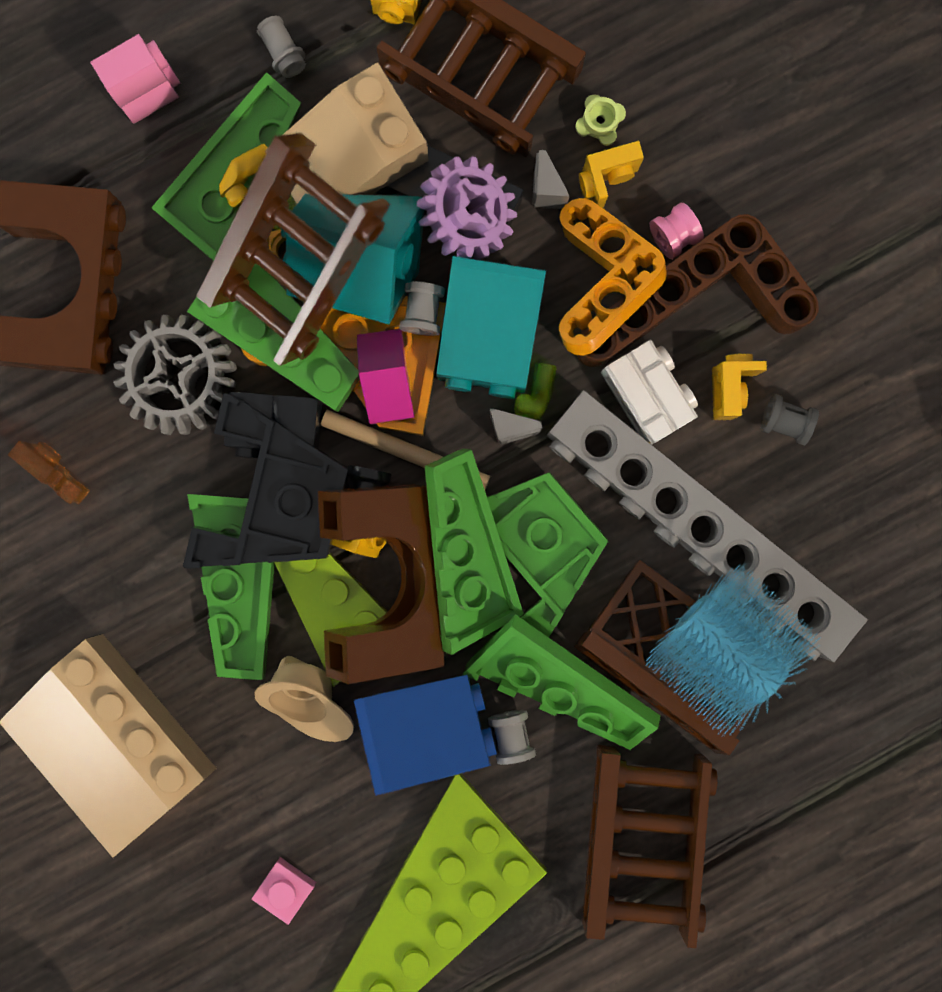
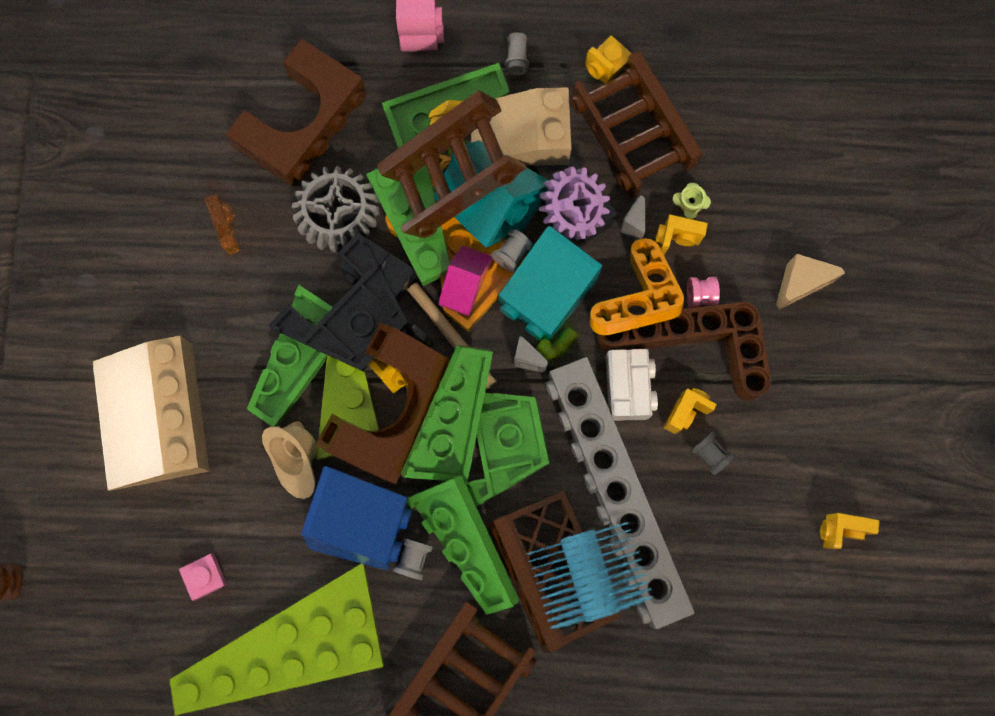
camera: 25 degrees right, 10 degrees down
(786, 143) = (805, 277): none -> tan slope

